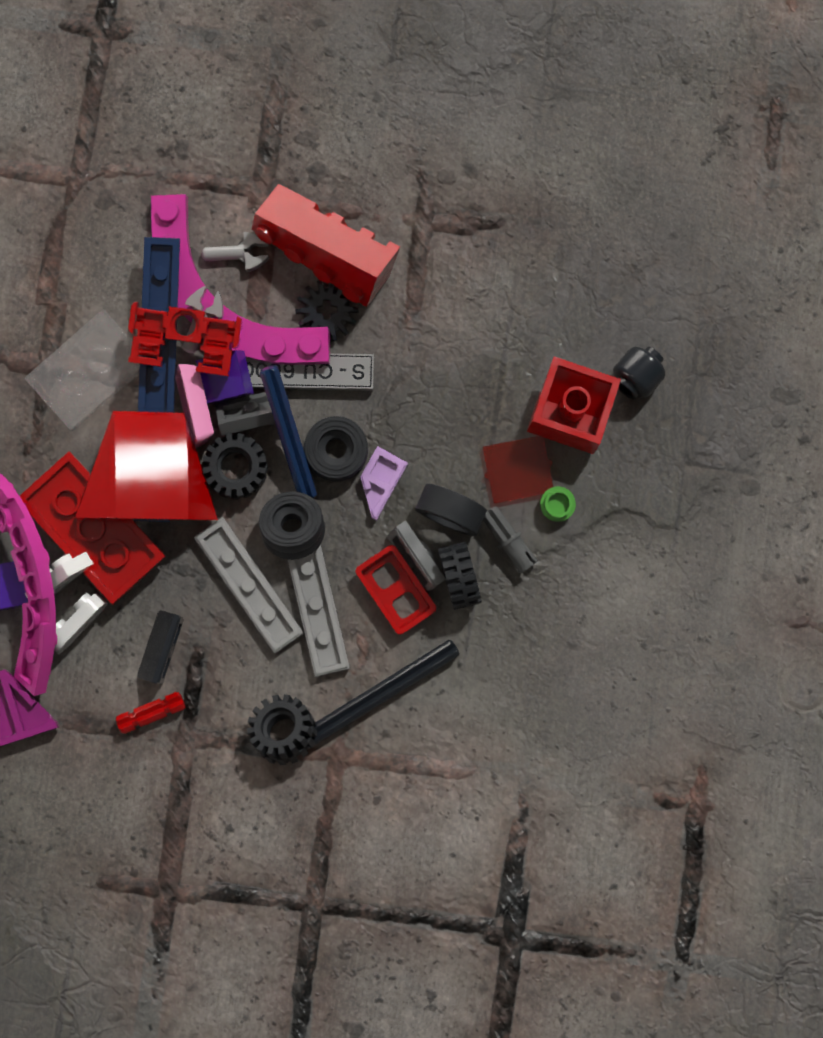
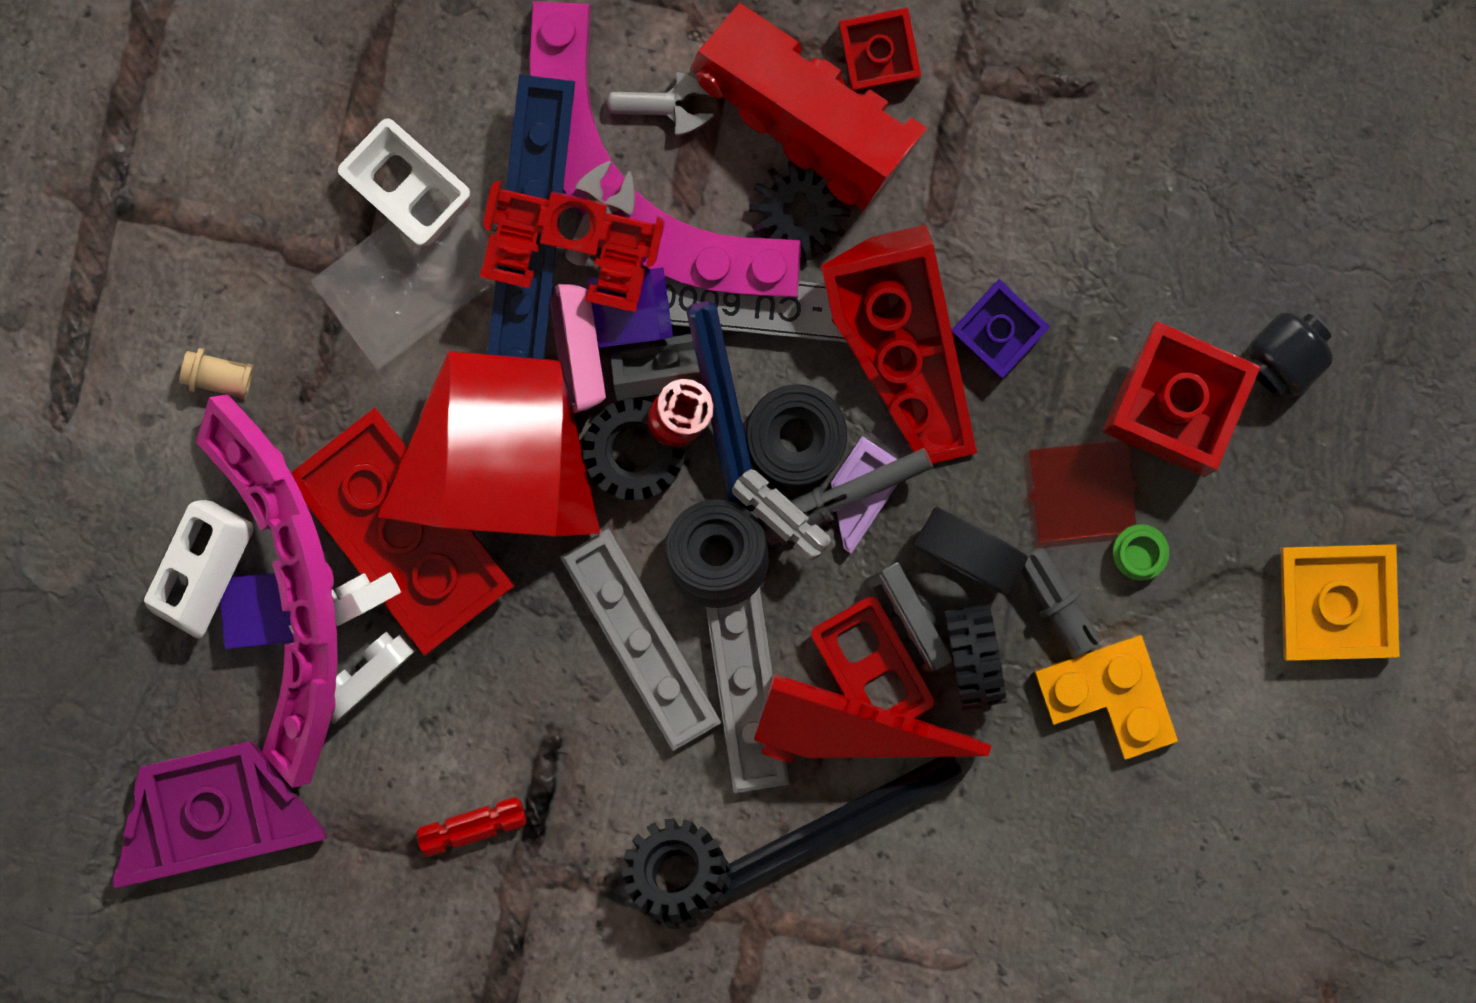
camera: 15 degrees right, 5 degrees up
(93, 305) = (427, 173): none -> white piece
(160, 647) = (494, 726): black slope -> none
(259, 444) = (670, 420): none -> red wheel
(330, 497) = (781, 515): none -> light grey axle
(337, 499) = (855, 490): none -> dark grey pin
(368, 207) = (879, 50): none -> red piece
(368, 625) = (830, 725): none -> red wedge
(392, 372) = (897, 323): none -> red wedge
(457, 373) = (1000, 329): none -> dark purple piece
(550, 585) = (1113, 678): none -> light orange plate
(684, 524) = (1339, 602): none -> light orange plate

